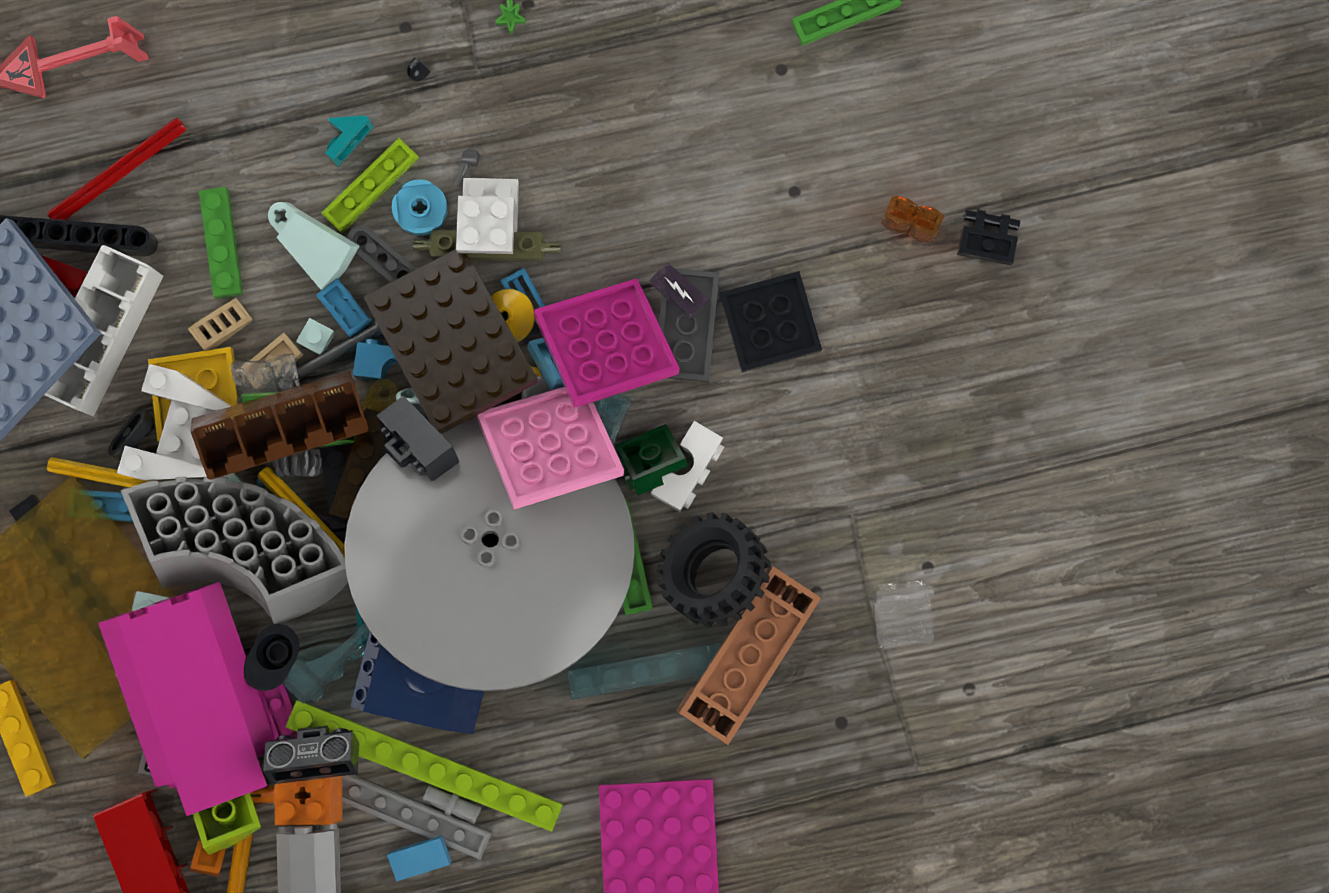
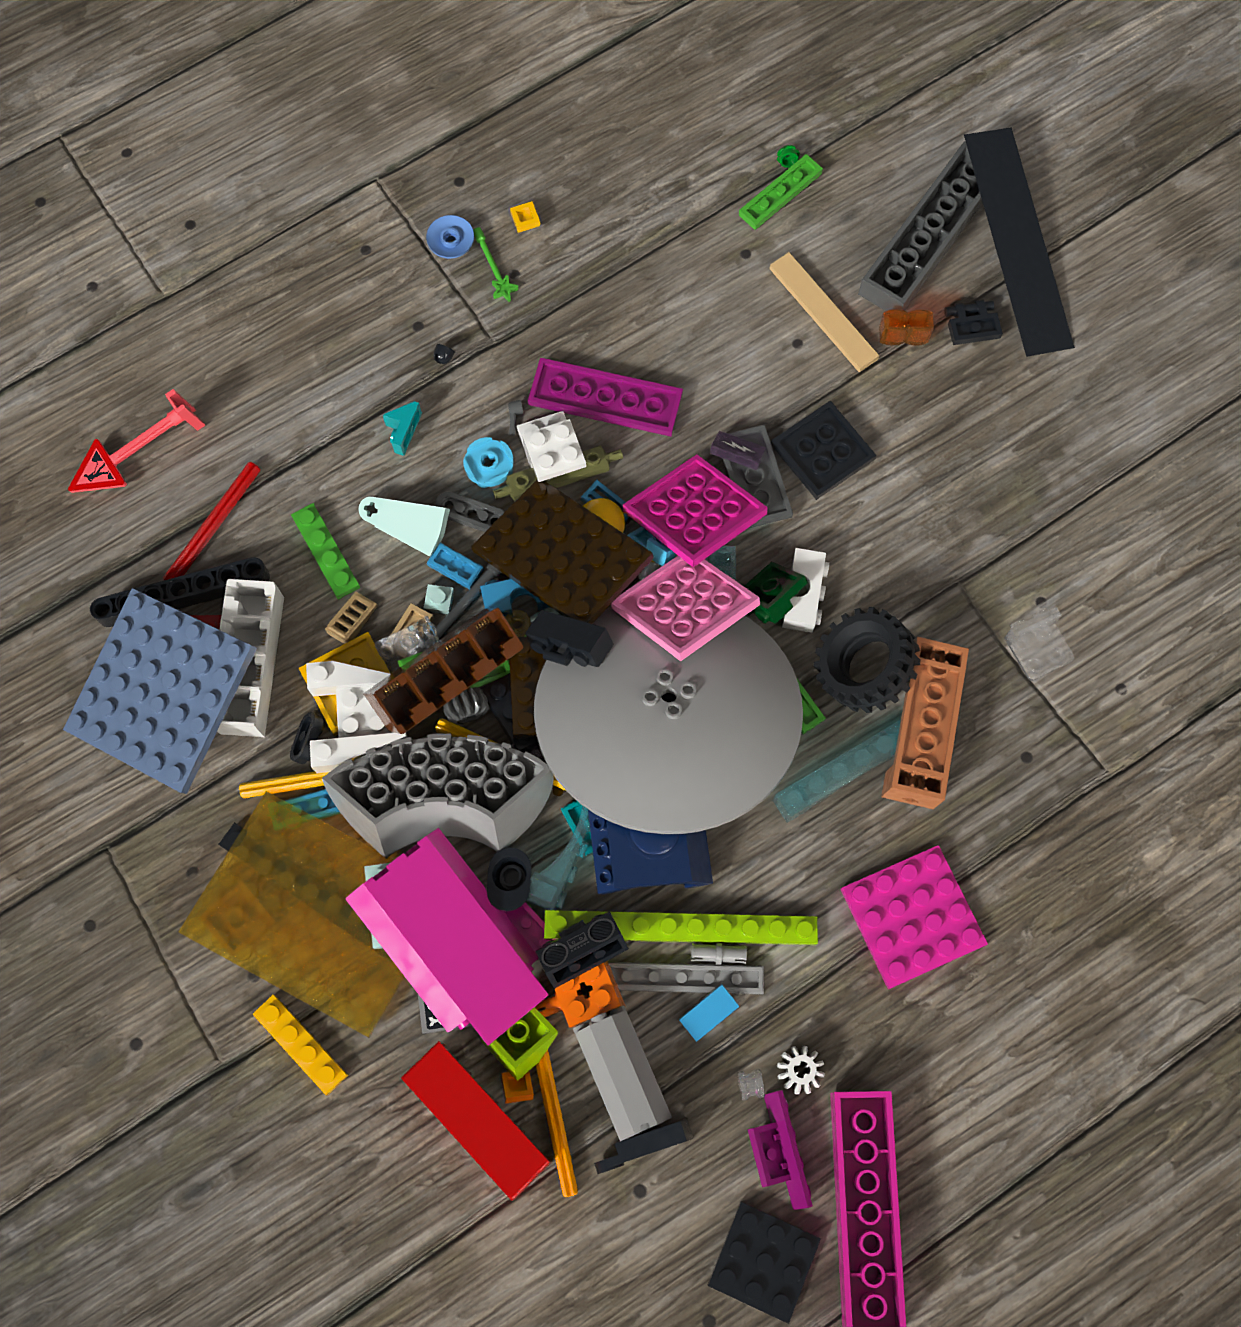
camera: 20 degrees left, 10 degrees down
(370, 185) = (437, 460): lime tile -> none
(567, 179) = (605, 397): none -> magenta plate
(836, 167) = (824, 312): none -> tan tile
(988, 116) = (924, 236): none -> dark grey brick
(1075, 164) = (1019, 242): none -> black sticker

